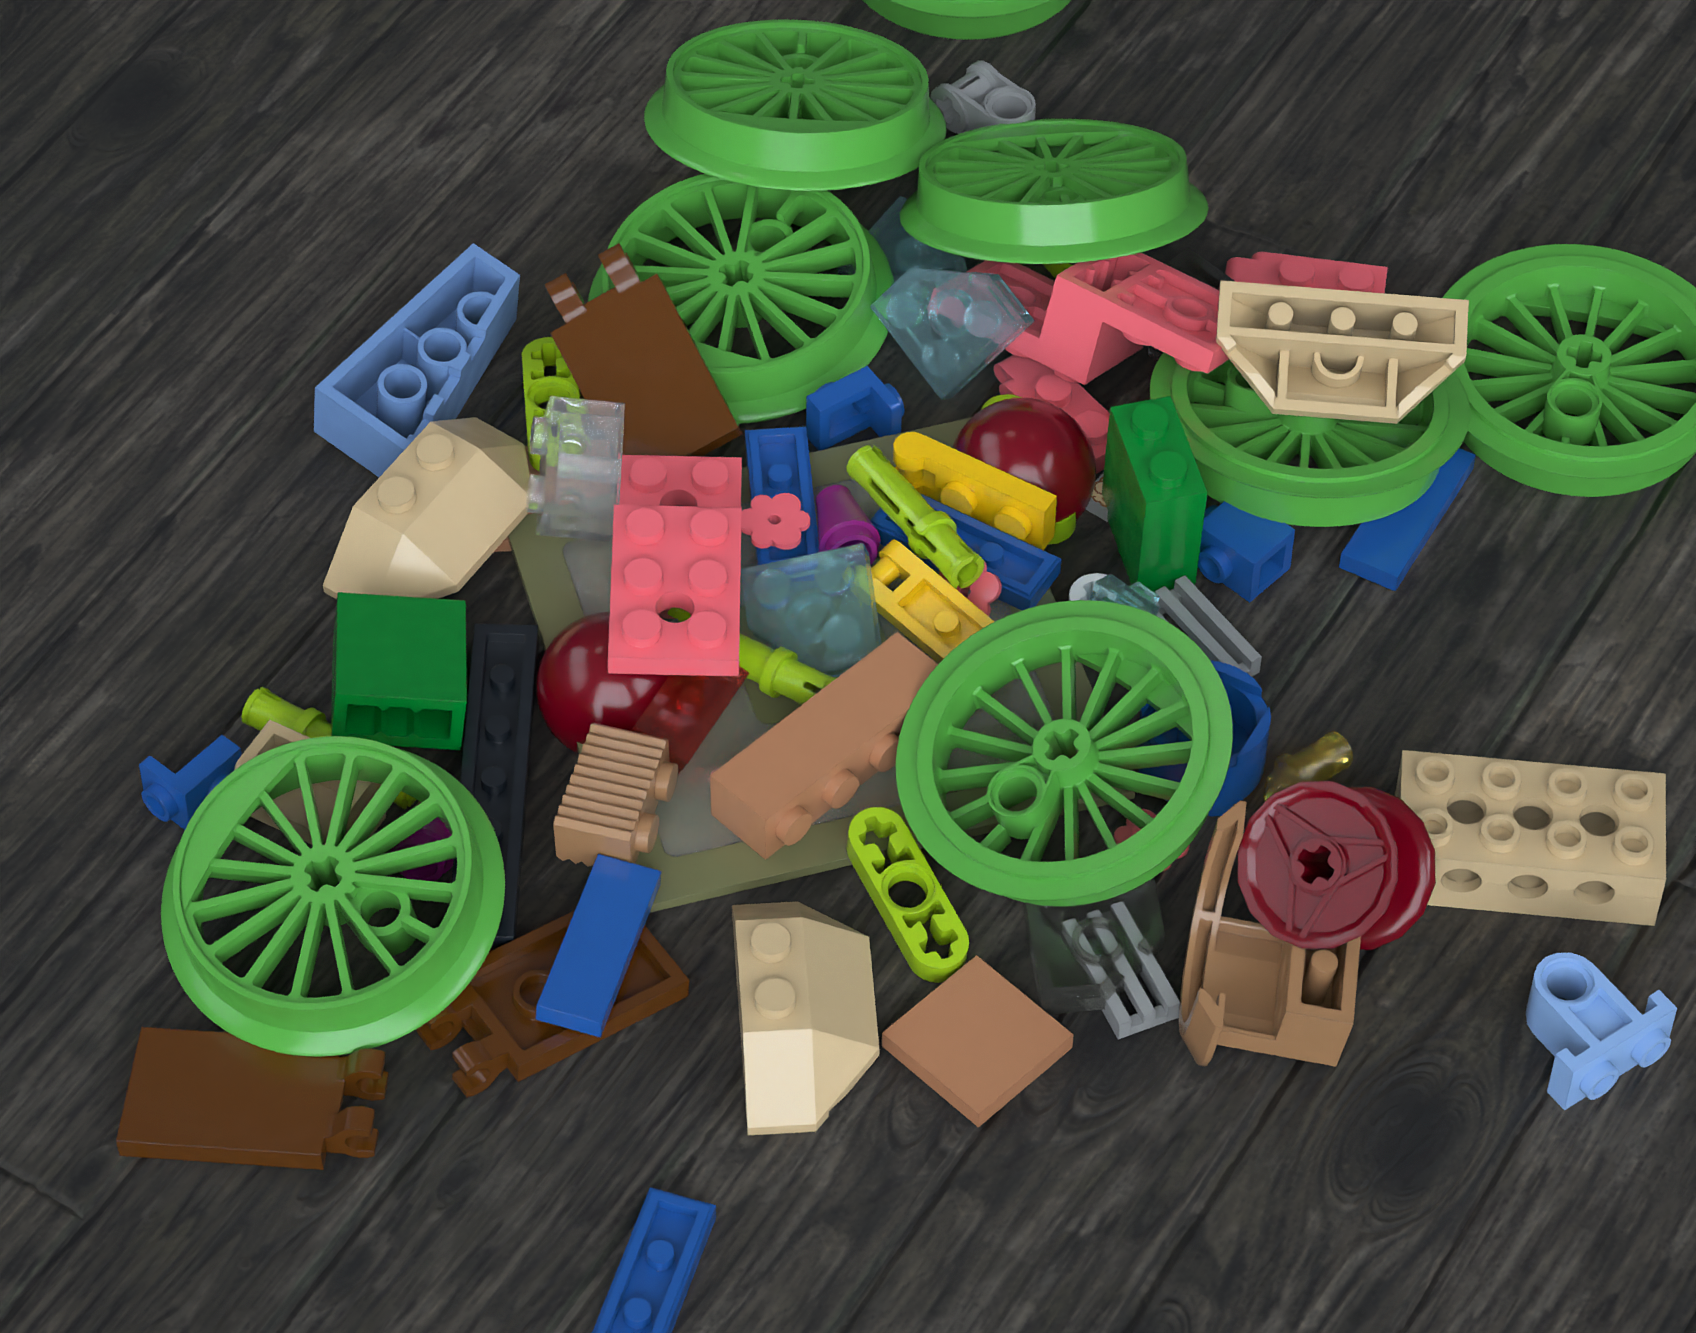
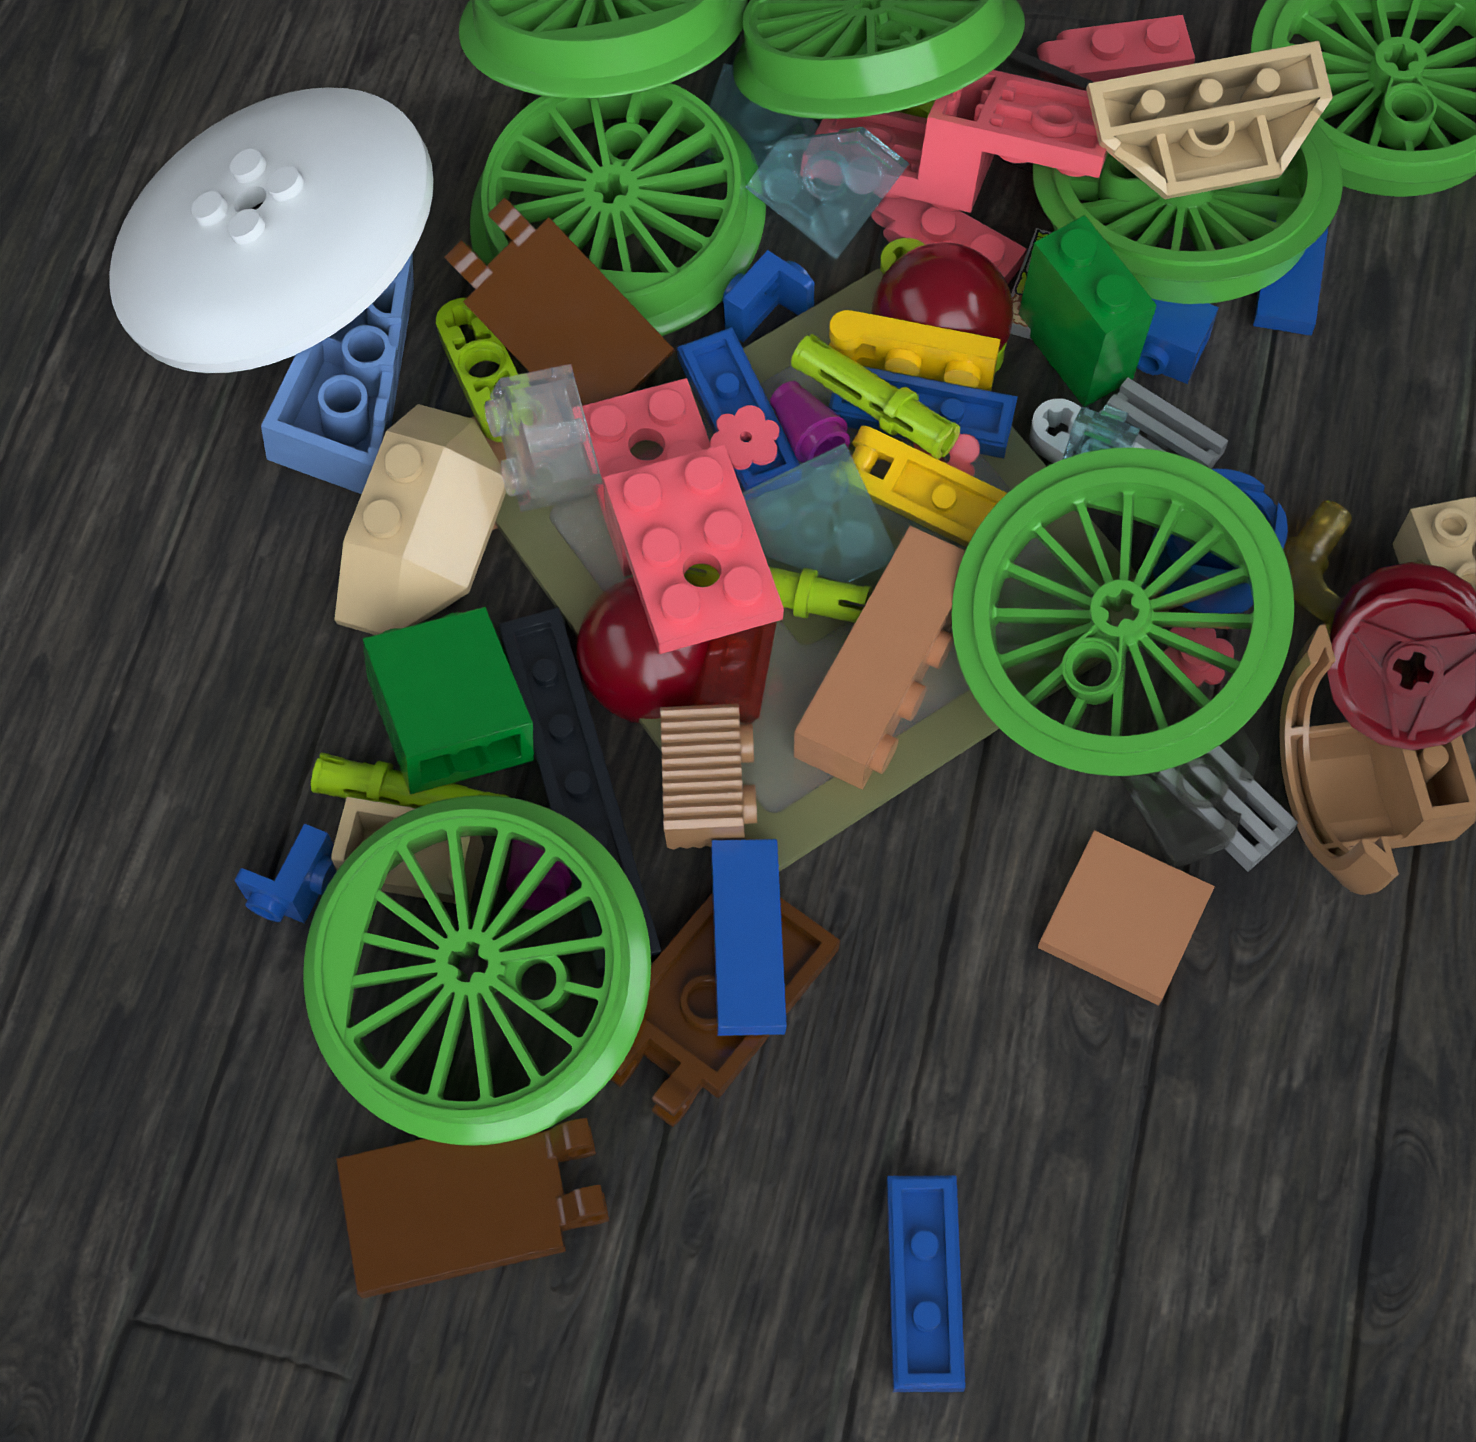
camera: 15 degrees left, 15 degrees up
(394, 226) = (245, 287): none -> white dish
(801, 1013) = (954, 939): tan wedge -> none
(903, 922) = (1056, 805): lime beam -> none

